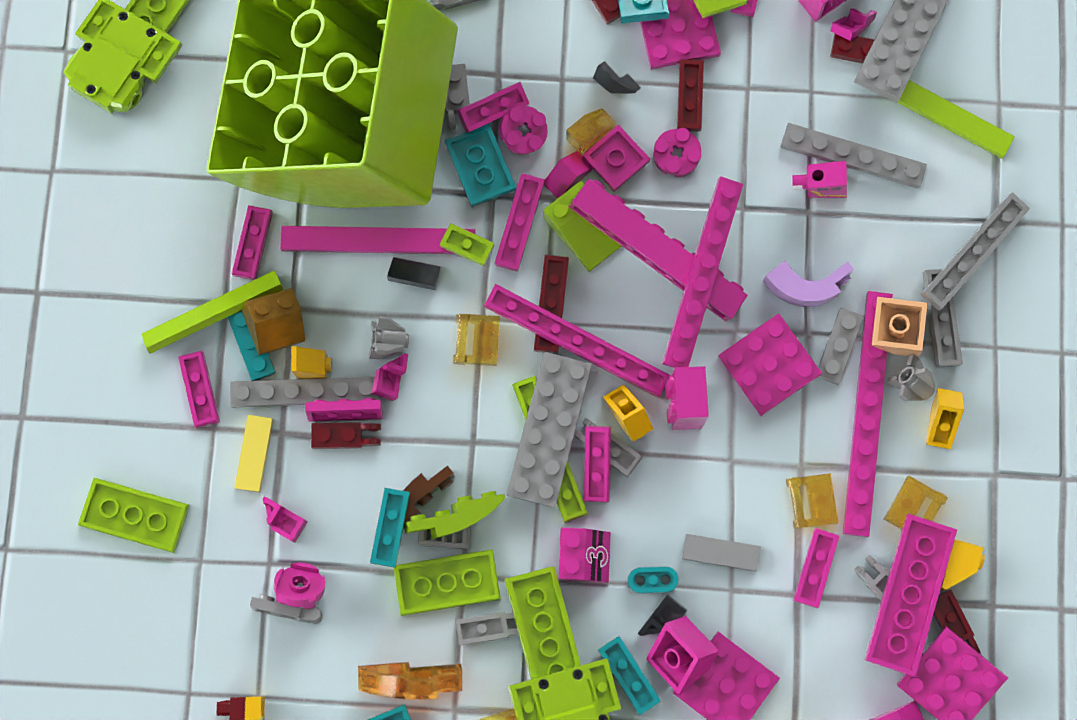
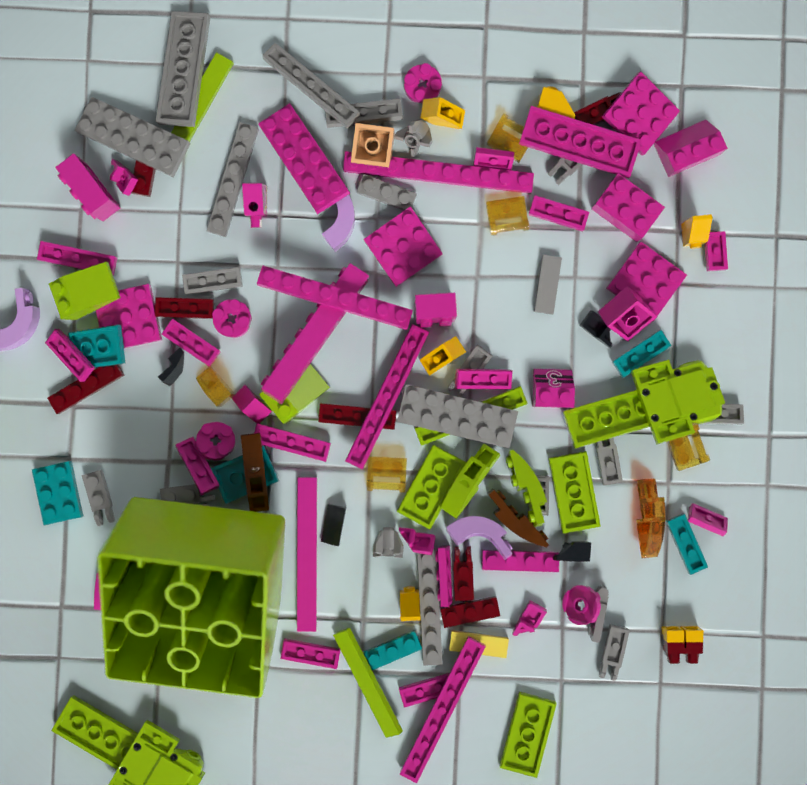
camera: 90 degrees left, 10 degrees up
(174, 404) = (442, 709): none -> dark pink plate
(238, 630) = (614, 650): none -> light grey hinge
(274, 321) = (376, 633): pearl gold slope -> none
(296, 443) = (470, 611): none -> dark red plate
(359, 509) = (520, 561): none -> dark pink plate
(368, 580) = (575, 551): none -> black slope
(390, 527) = (539, 537): teal plate -> none
(406, 451) = (483, 527): none -> lavender arch
(459, 397) = (430, 486): none -> lime tile
(467, 244) = (311, 483): lime plate -> none
(467, 441) = (468, 480): none -> lime slope
(483, 173) = (254, 472): none -> reddish brown slope
(616, 158) = (237, 366): dark pink plate -> none
(646, 102) = (191, 342): none -> dark pink plate
(653, 579) = (570, 336): teal plate -> none
(724, 129) = (212, 280): none -> light grey plate
(824, 659) = (628, 208): none -> dark pink brick
(880, 240) = (304, 158): none -> dark pink plate
(886, 483) = (493, 158): none -> dark pink plate
(989, 381) = (425, 73): none -> dark pink plate
(991, 96) = (183, 69): none -> light grey plate

